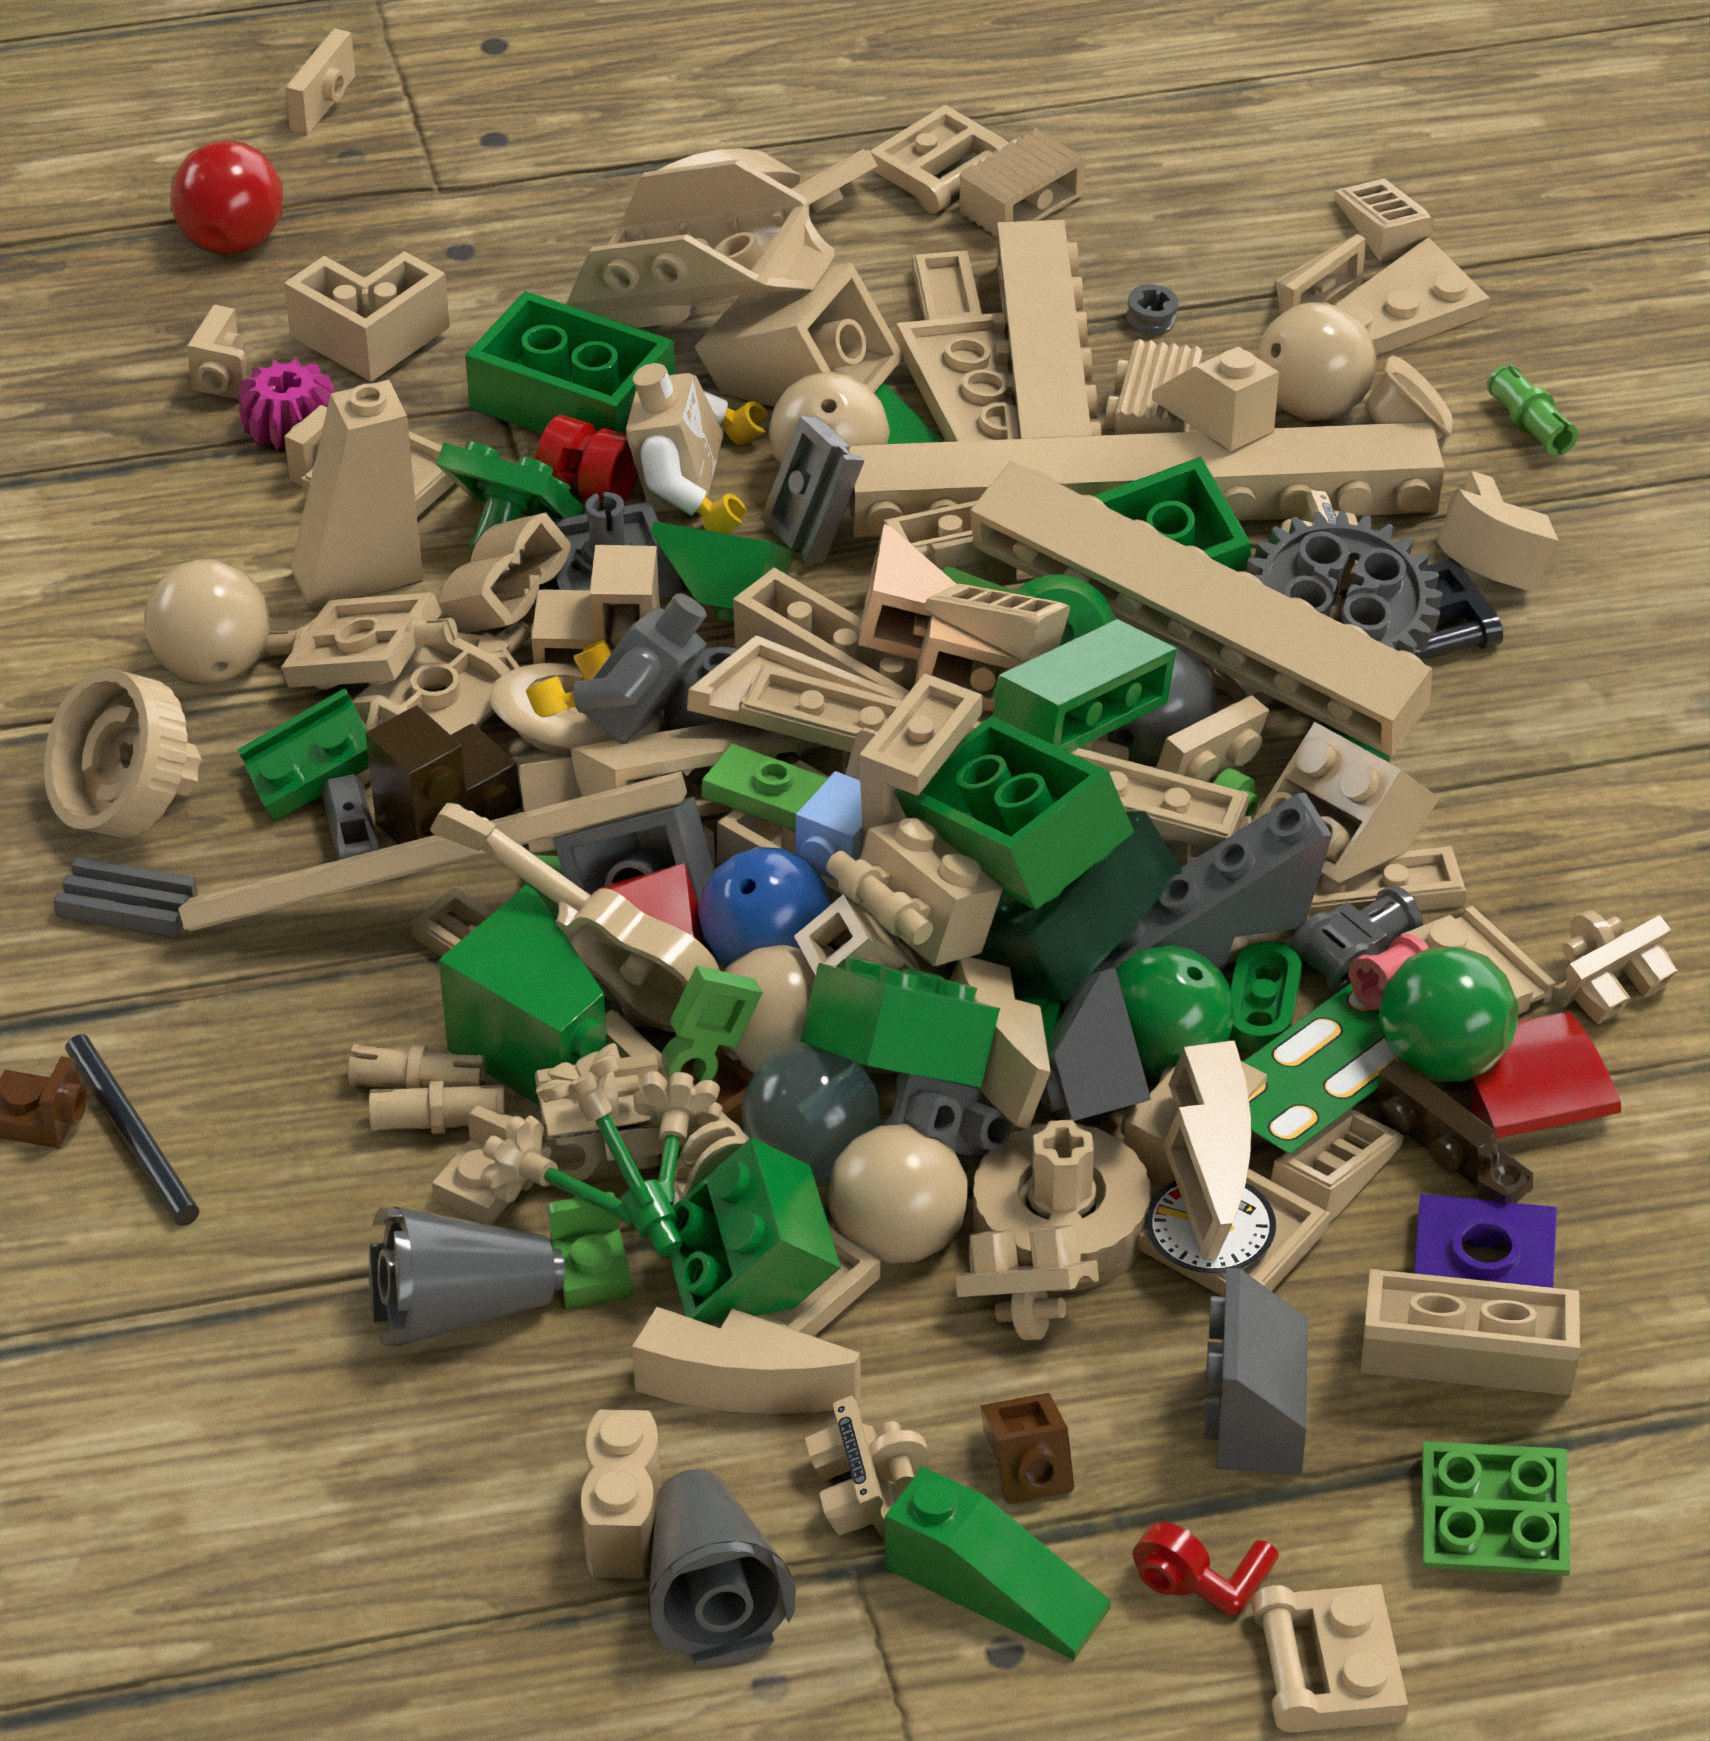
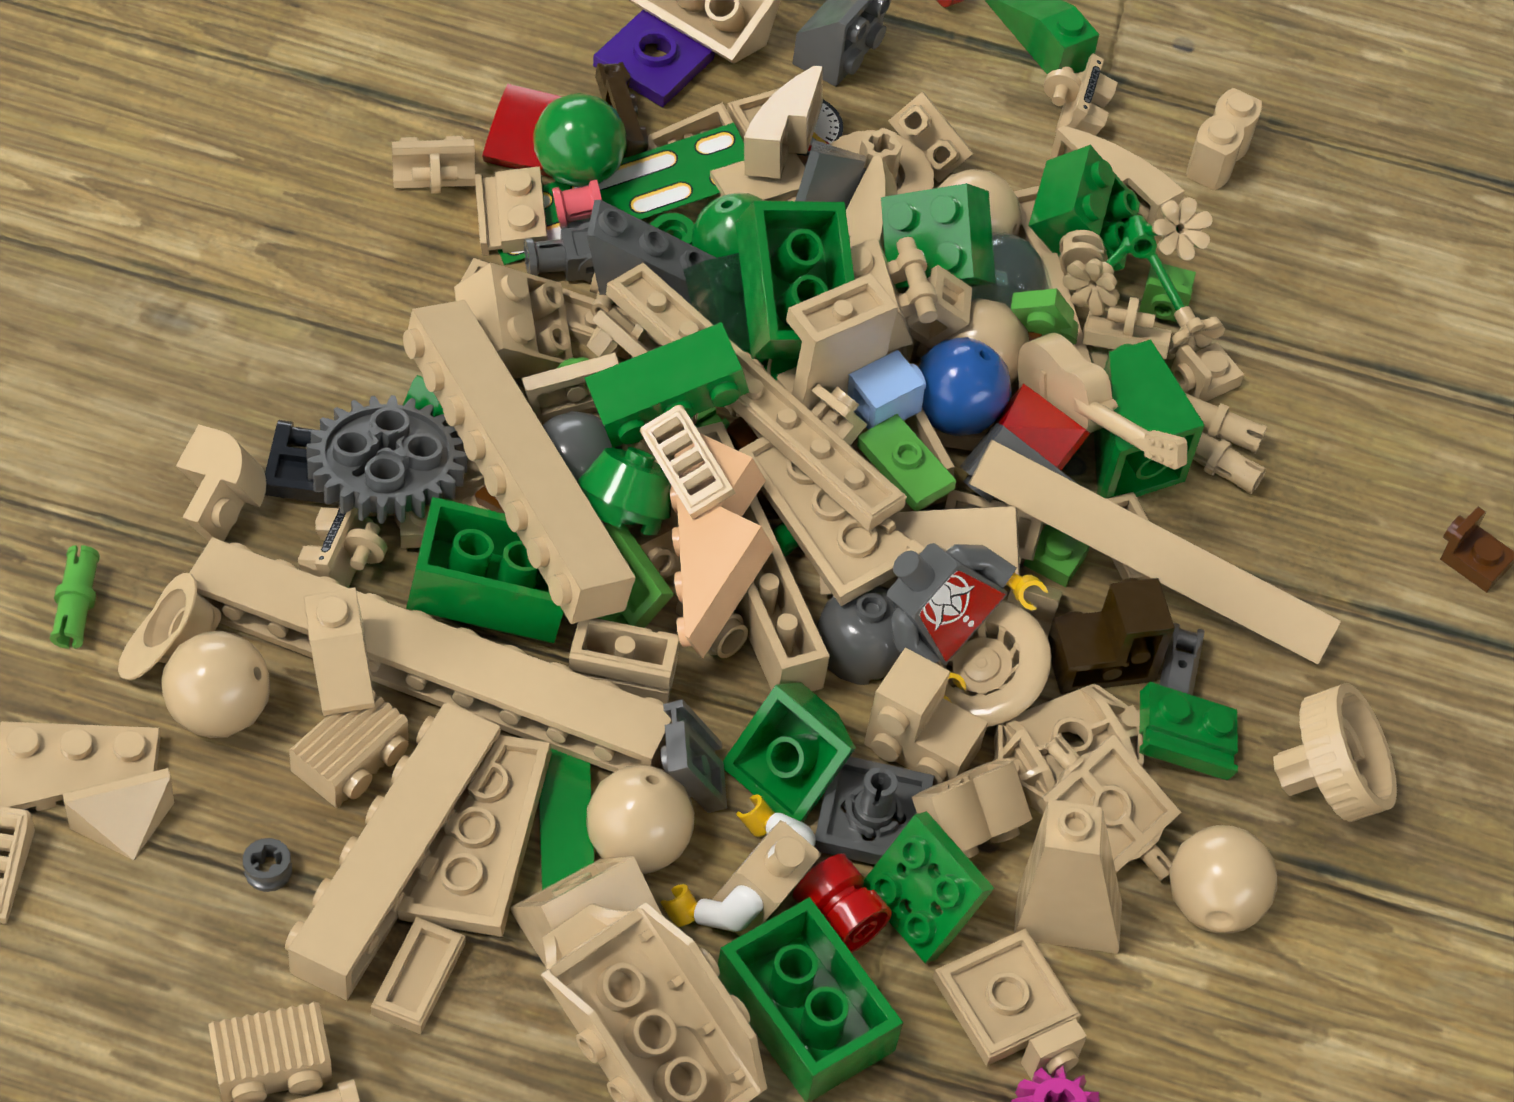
camera: 160 degrees left, 10 degrees up
(128, 889) = (1370, 682): dark grey tile -> none
(132, 1130) = (1418, 514): black bar -> none
(455, 1273) = (1262, 290): dark grey cone -> none
(713, 1574) = (1198, 68): dark grey cone -> none
(1029, 1447) = (982, 73): reddish brown bracket -> none

